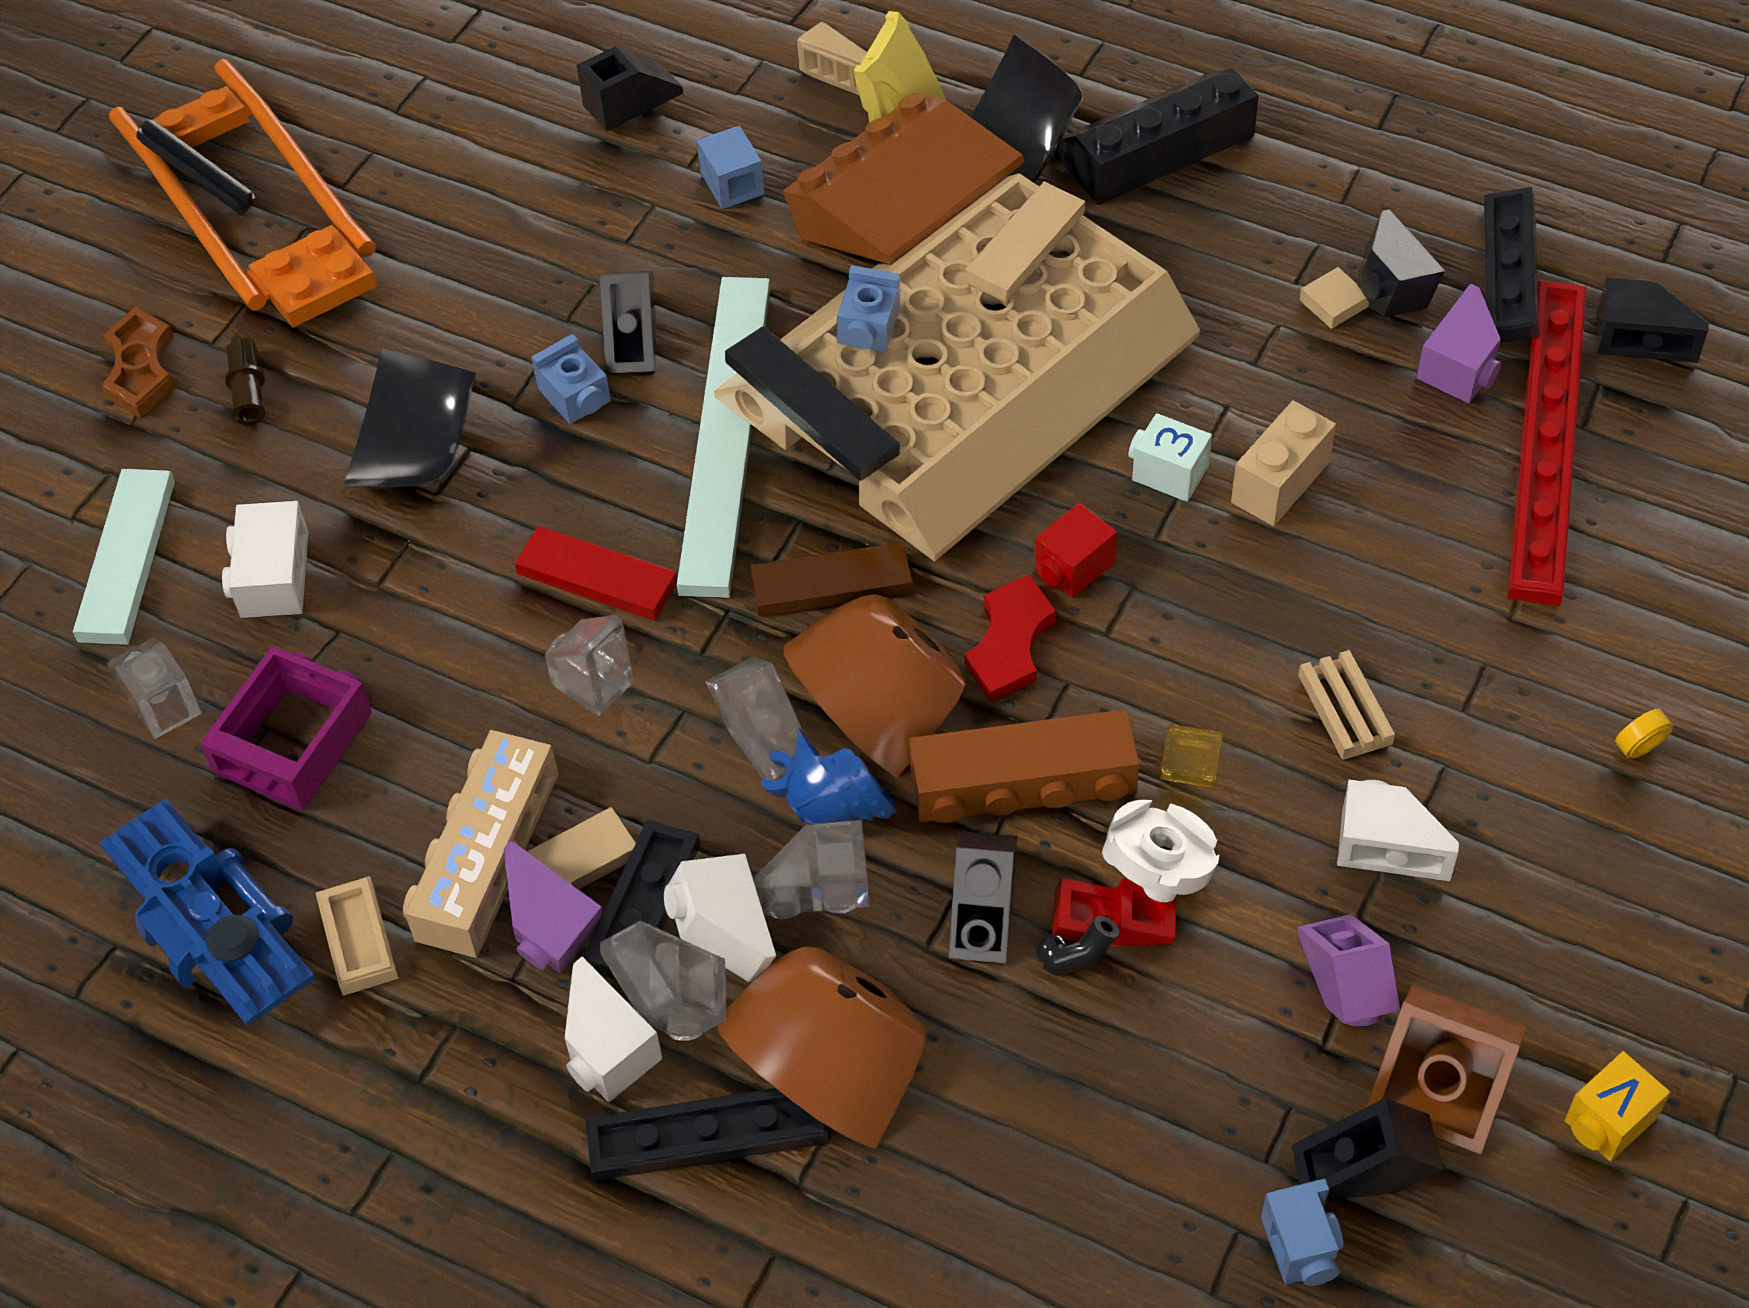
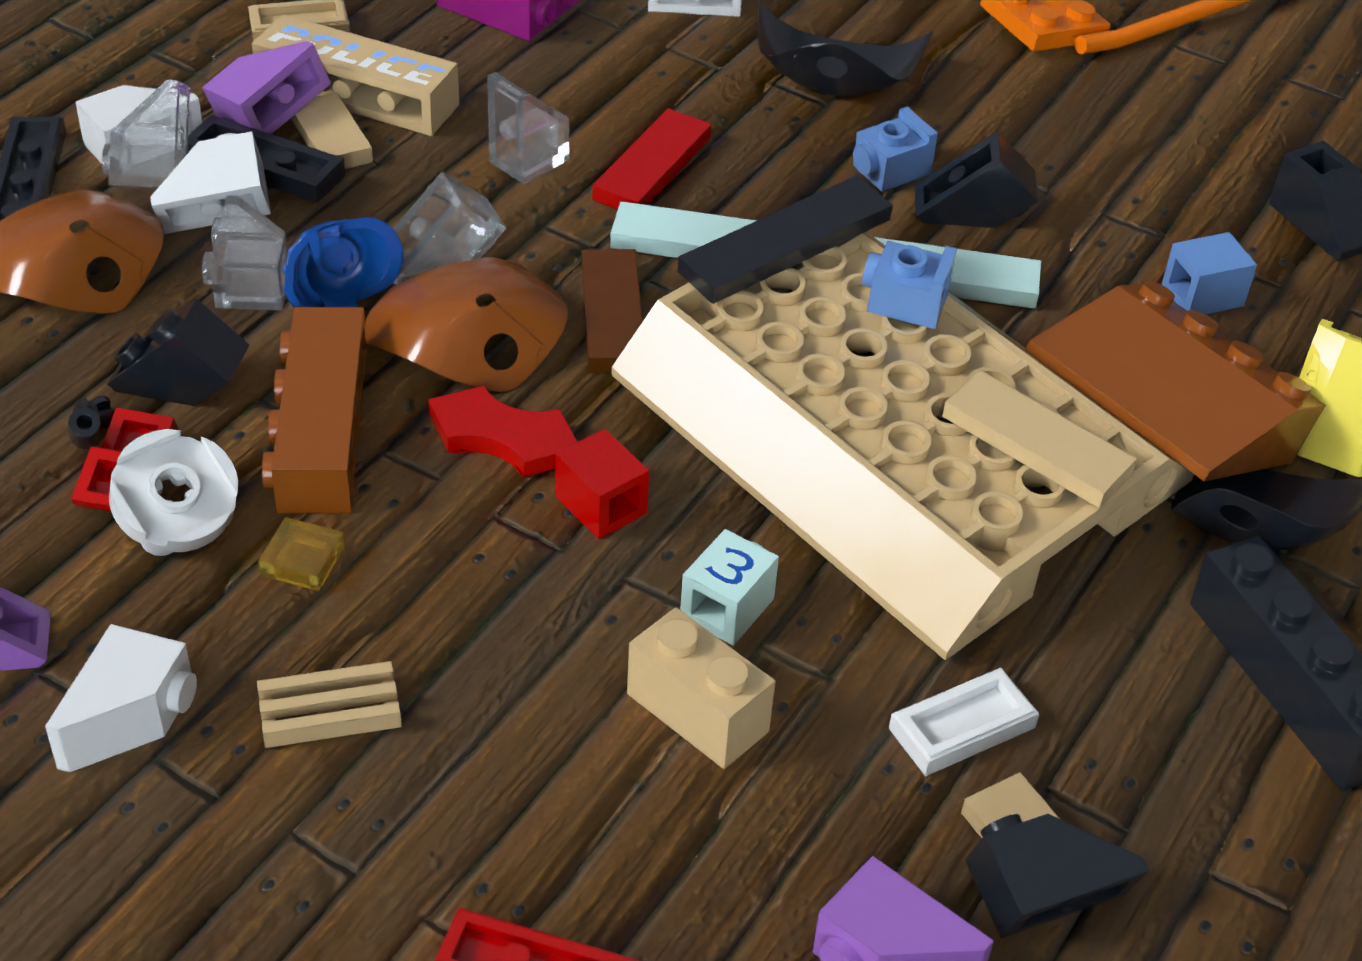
camera: 90 degrees right, 10 degrees down
(1254, 325) = (963, 721): none -> white tile

